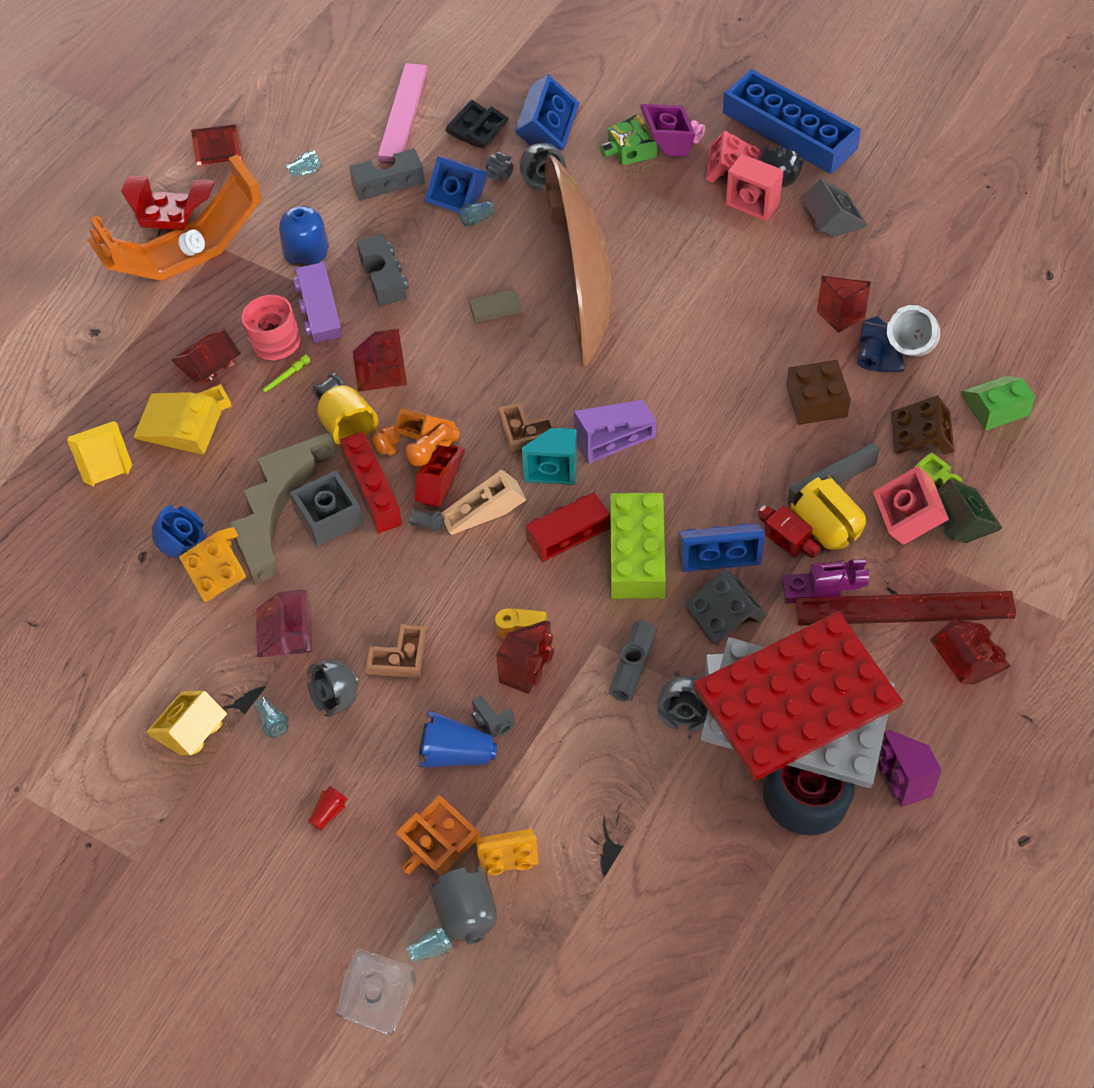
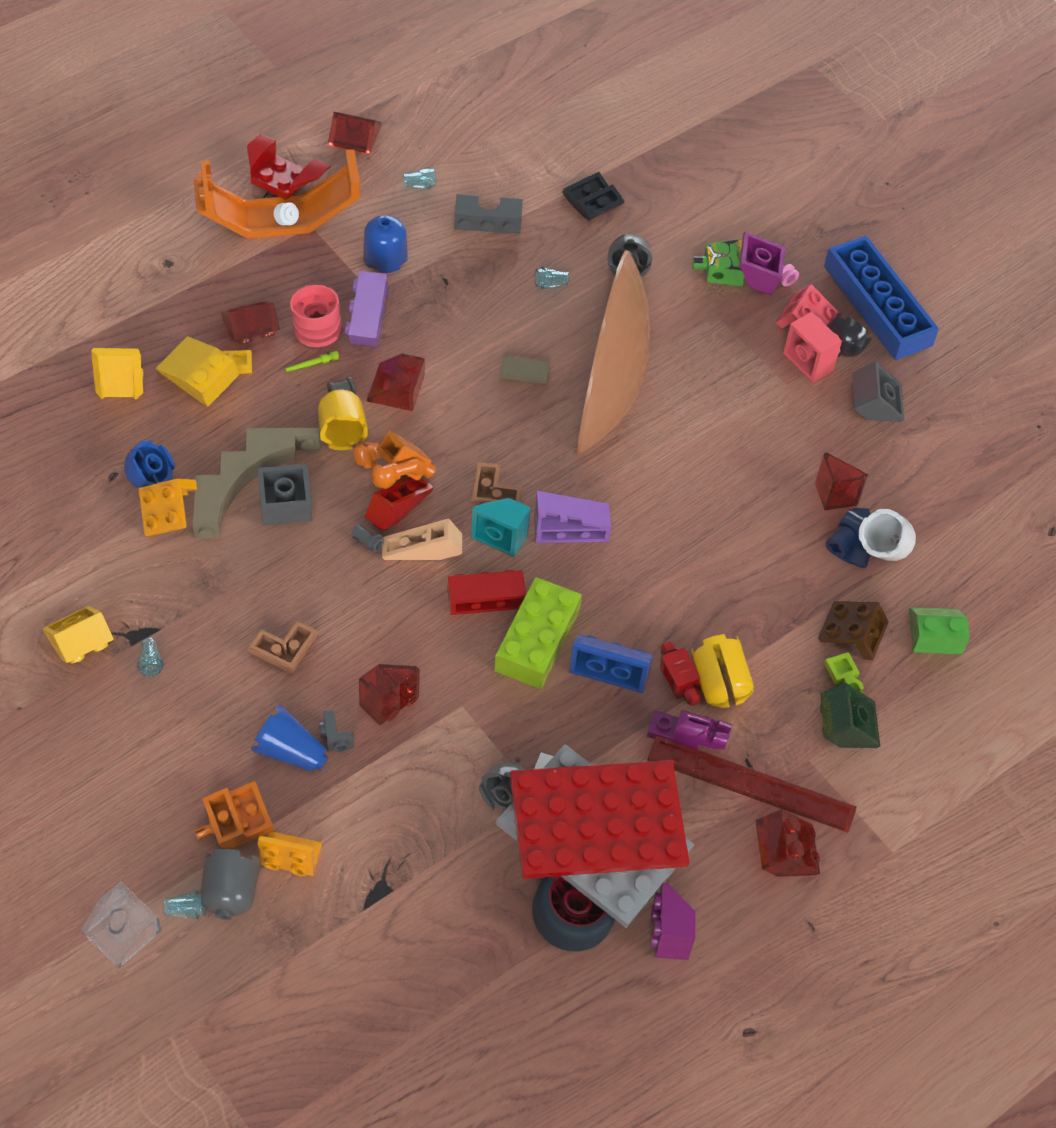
camera: 15 degrees right, 0 degrees up
(284, 624) = (200, 582): clear pink slope -> none
(327, 808) = (158, 754): red cone -> none
(332, 686) = (213, 651): dark grey cylinder -> none
(370, 482) = (334, 486): red brick -> none
(387, 283) = (441, 285): dark grey arch -> none
(402, 111) = (533, 160): bright pink tile -> none
(455, 184) = (544, 244): blue slope -> none
(499, 166) = (591, 243): dark grey gear -> none
(513, 619) = (398, 655): yellow leg -> none
(547, 114) = (660, 211): blue slope -> none
(627, 672) = (472, 742): dark grey piece -> none
(724, 606) = (589, 715): dark grey bracket -> none
(818, 392) = (773, 557): reddish brown brick -> none
(839, 471) = (759, 636): dark grey tile -> none
(910, 505) = (800, 692): coral brick -> none

